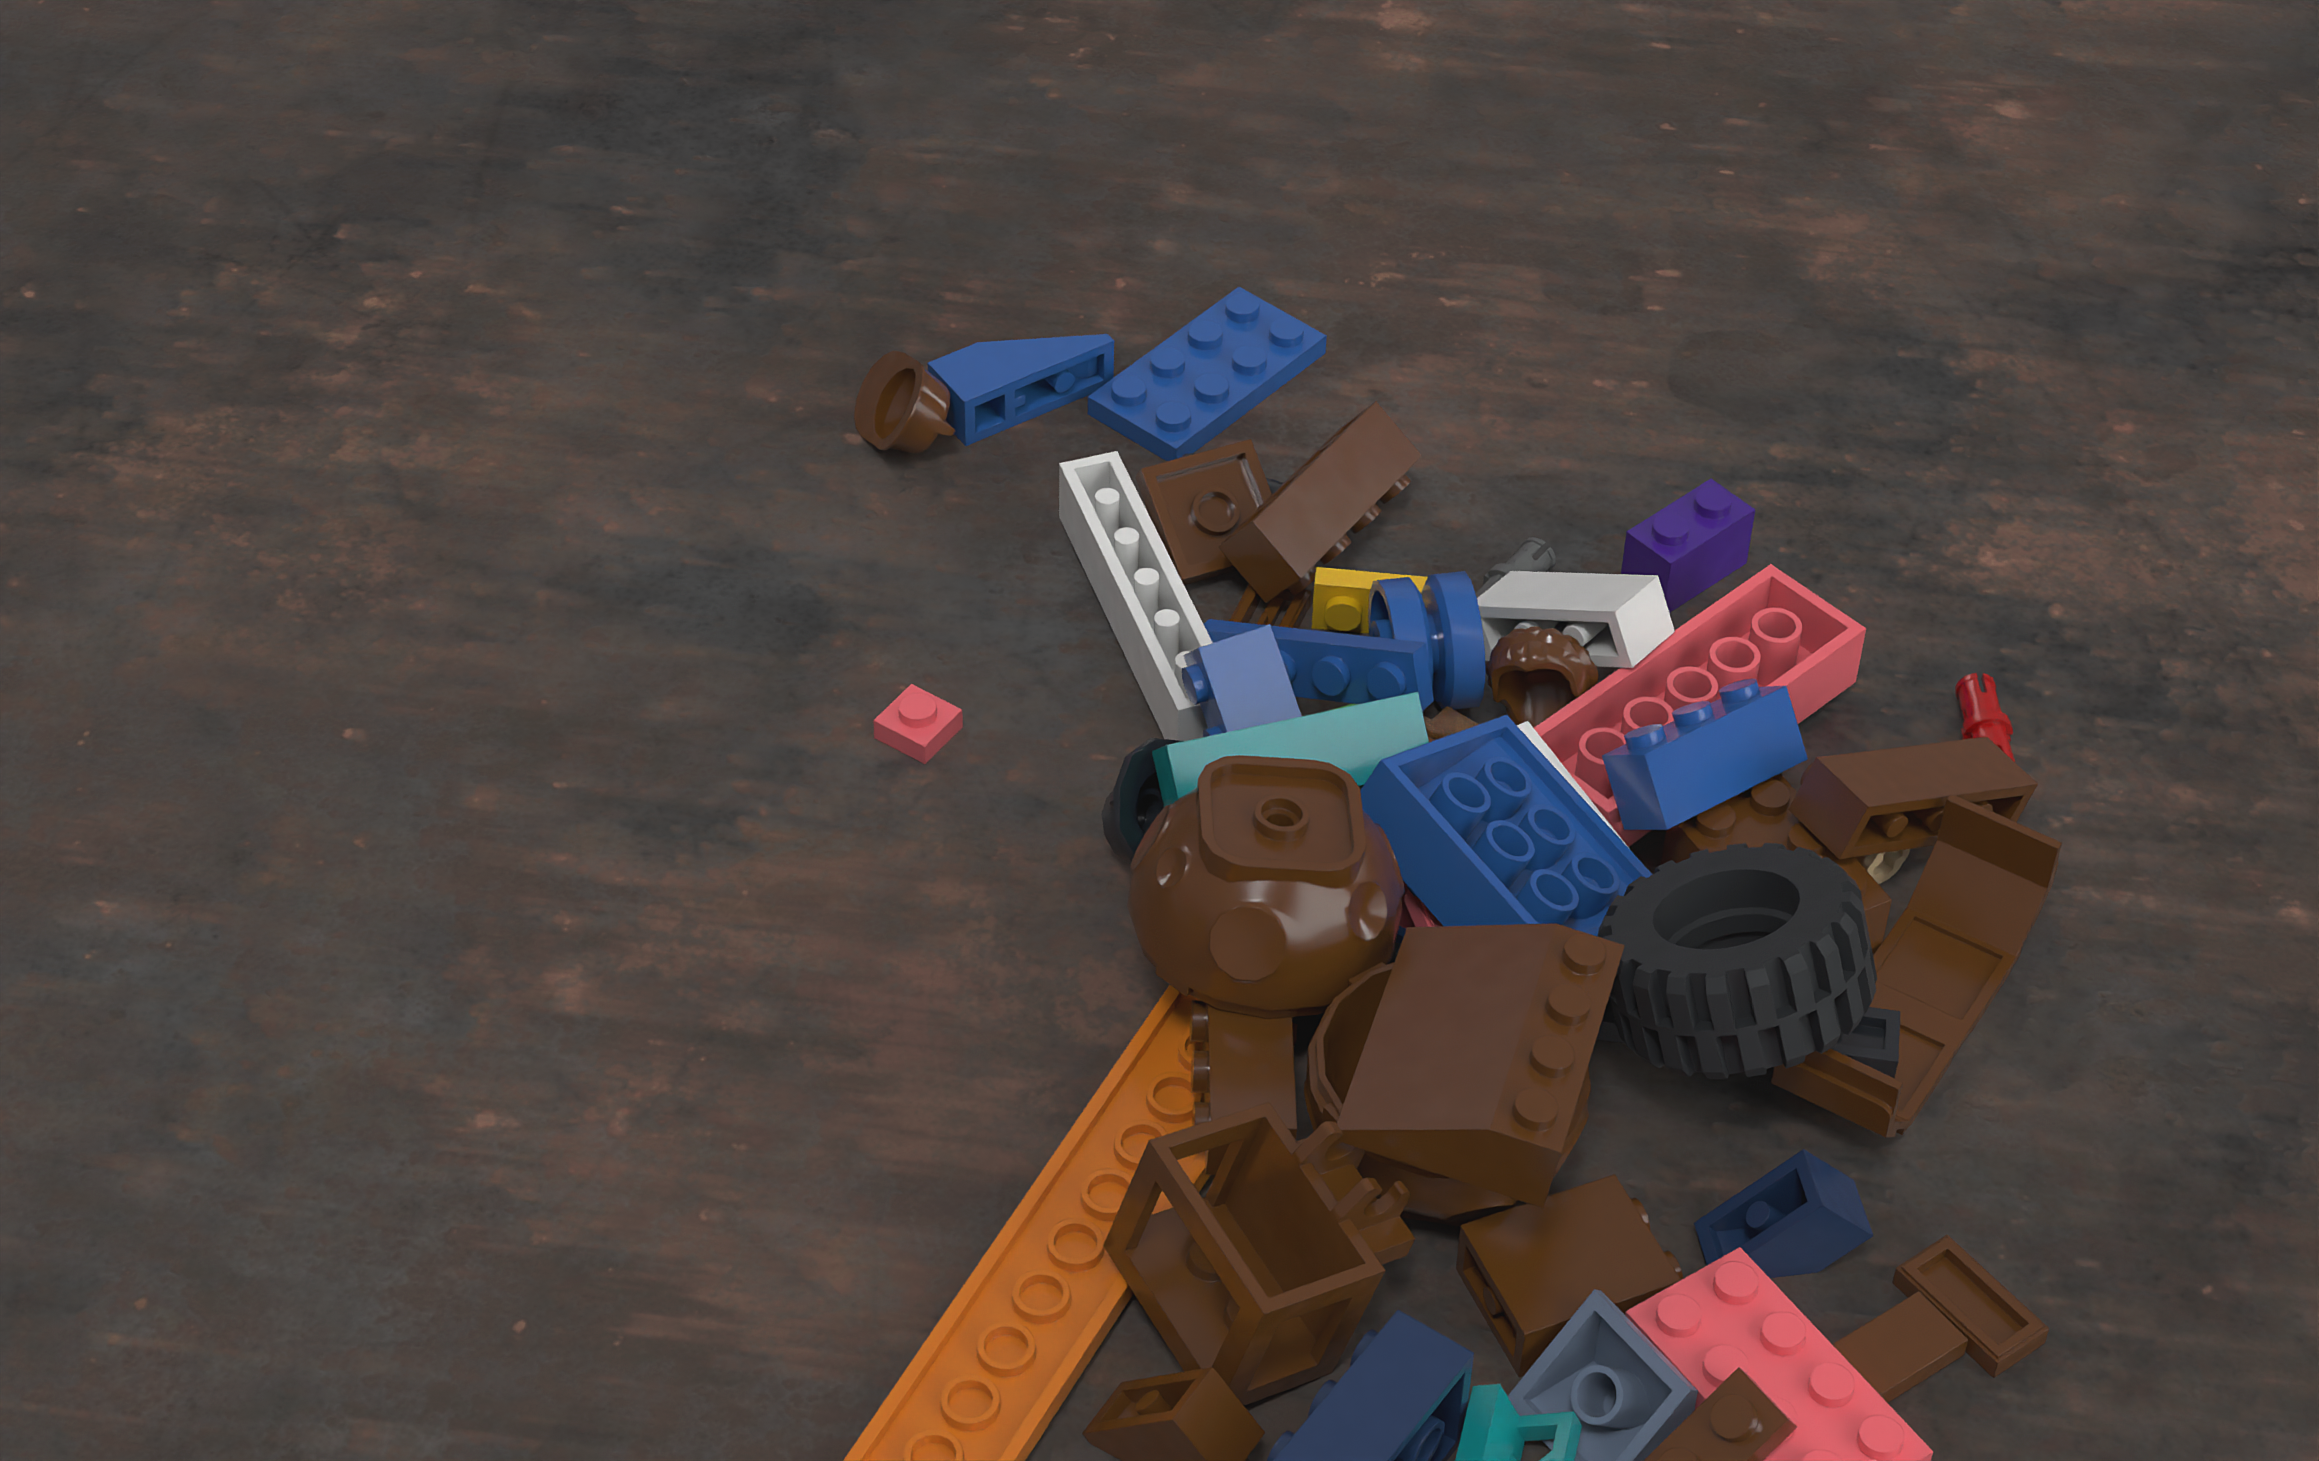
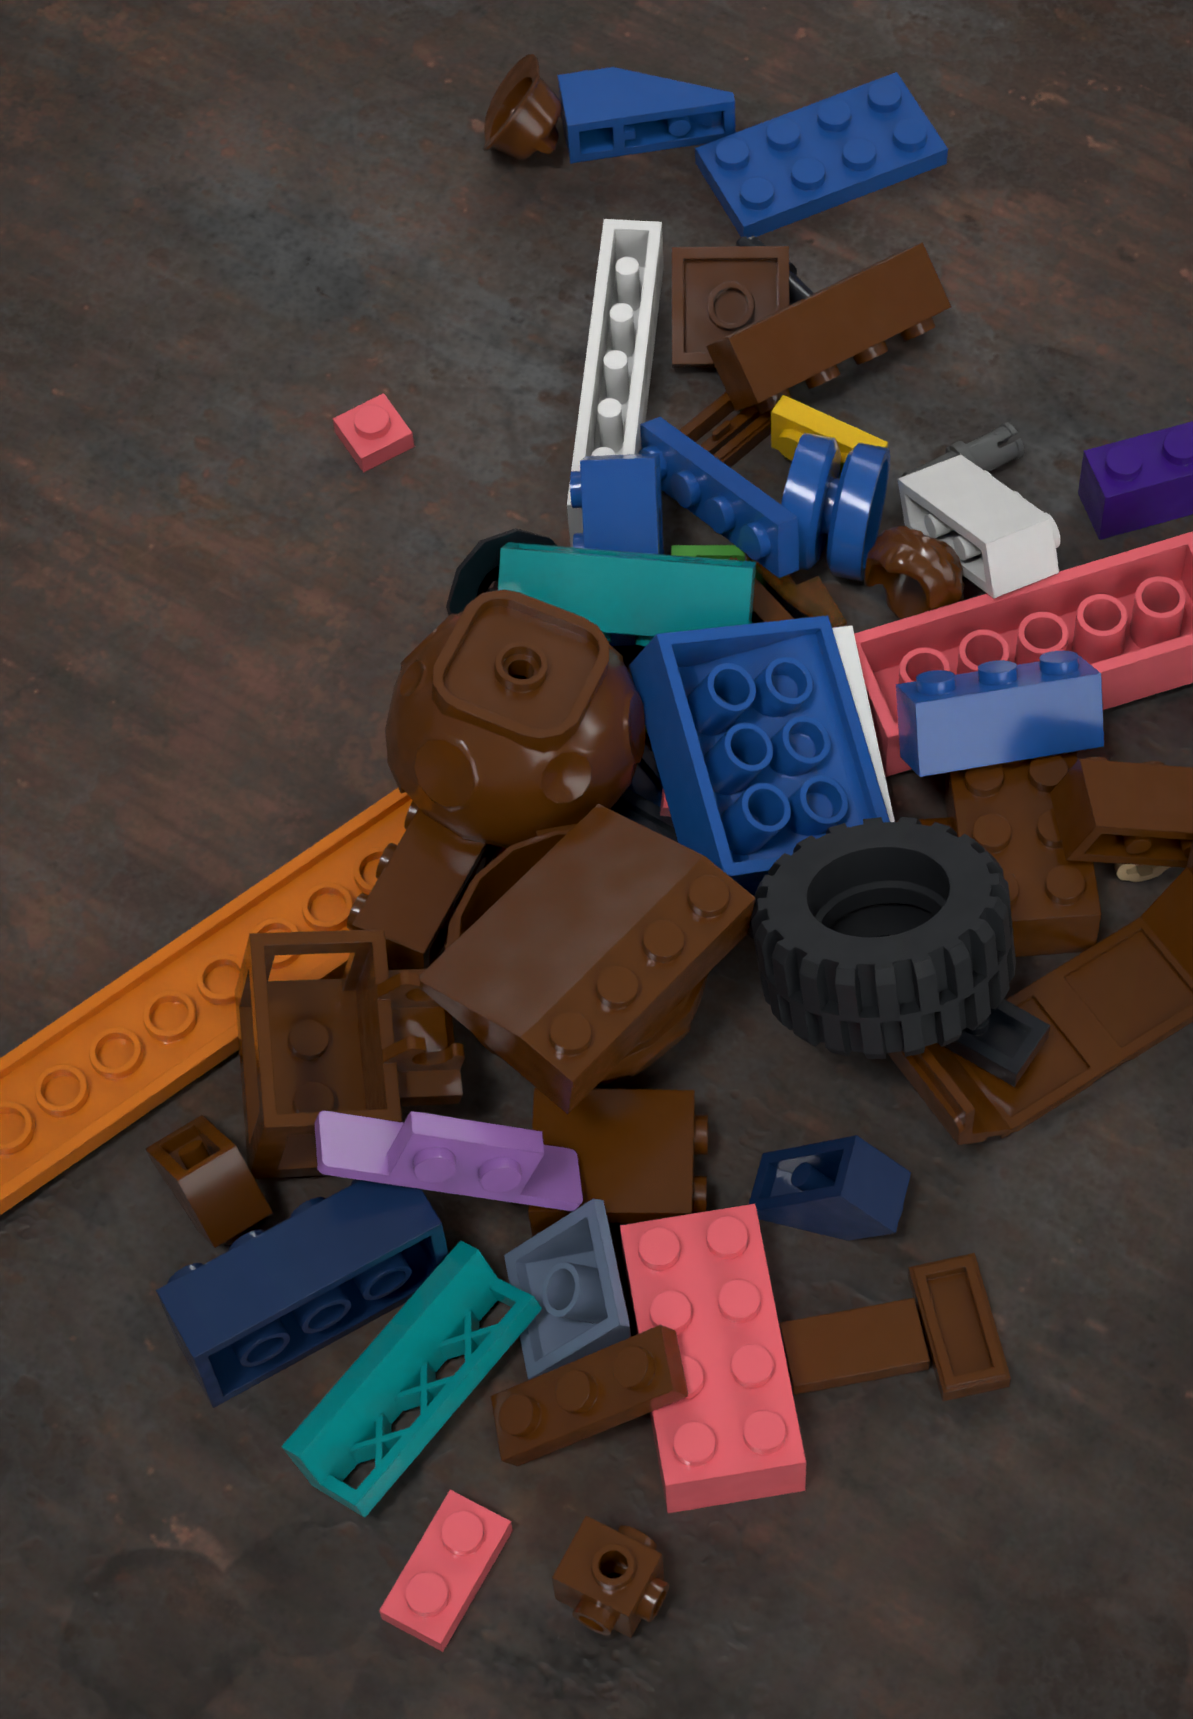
camera: 30 degrees right, 15 degrees up
(1451, 1281) = (450, 1158): none -> medium lavender bracket

